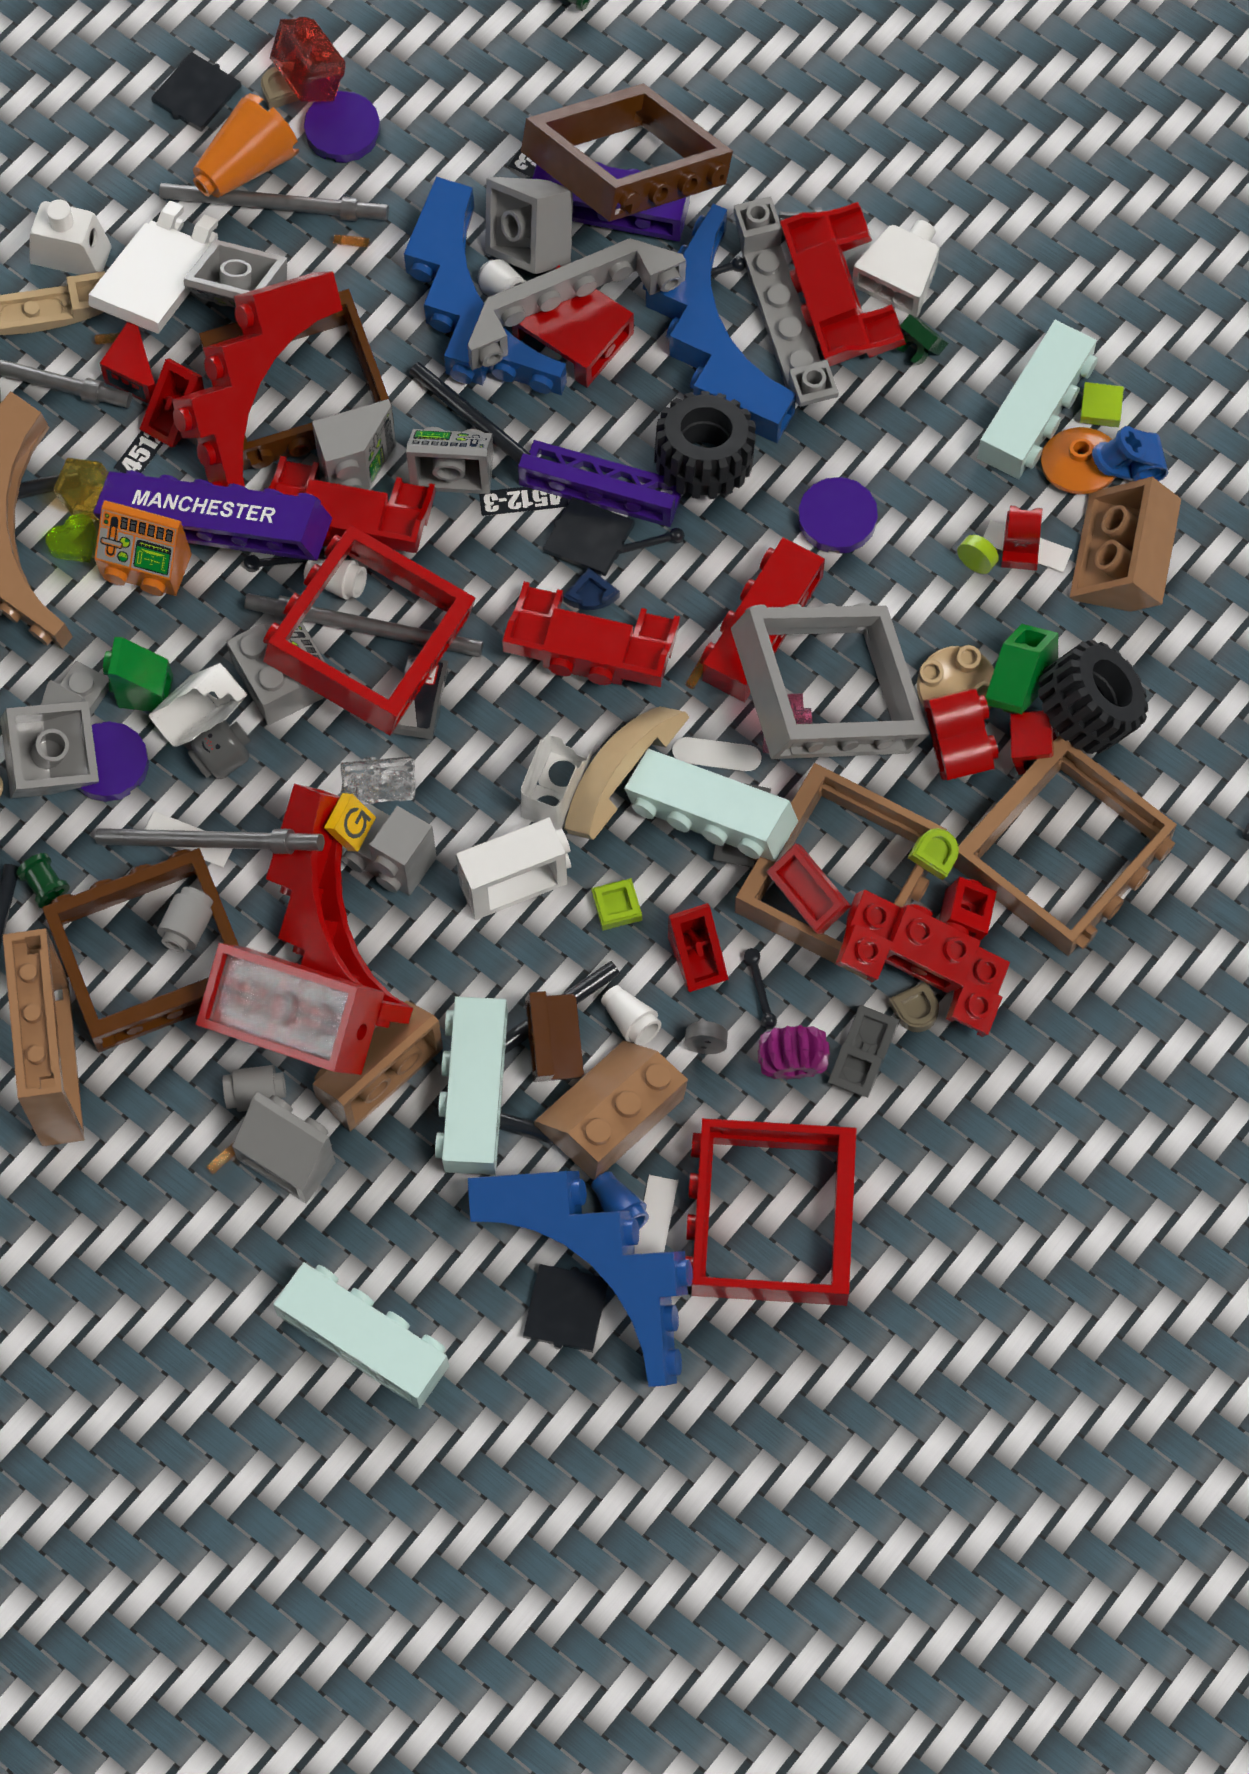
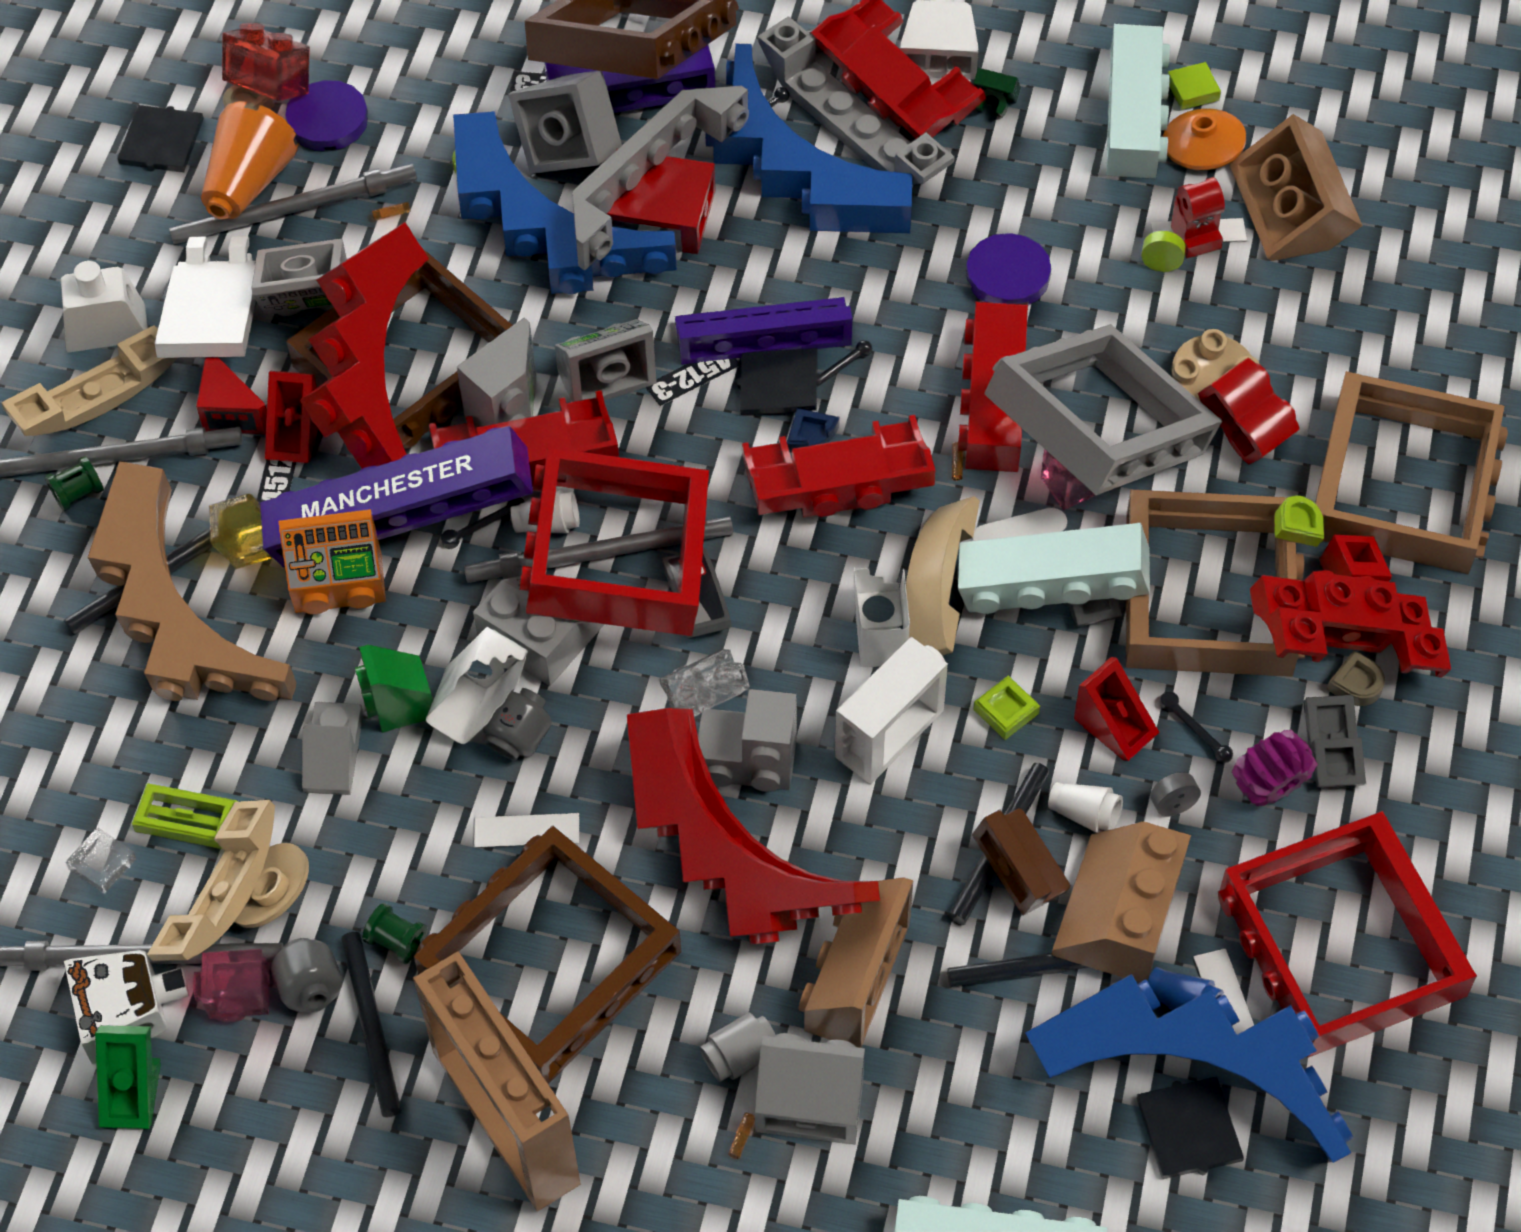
camera: 25 degrees left, 10 degrees down
(48, 748) = (335, 795): light grey slope -> none
(73, 539) = (248, 589): clear neon green tile -> none
(105, 338) = (187, 388): clear orange piece -> none
(120, 761) = (400, 787): dark purple tile -> none
(185, 919) = (582, 898): light grey brick -> none
(279, 841) = (644, 775): flat silver bar -> none
(290, 1009) = (751, 934): brick -> none
(350, 822) = (704, 729): yellow tile -> none
(467, 411) = (590, 314): black bar -> none
(474, 1085) = (974, 940): light aqua brick -> none
(497, 277) = (559, 183): white cone -> none
(709, 421) = (850, 252): black tyre -> none
(808, 889) = (1200, 603): red tile -> none
(1019, 668) = (1275, 327): green slope -> none
(1031, 738) = (1318, 386): red panel -> none
(1093, 697) = (1358, 324): black tyre -> none
(1131, 455) = (1253, 111): blue piece -> none

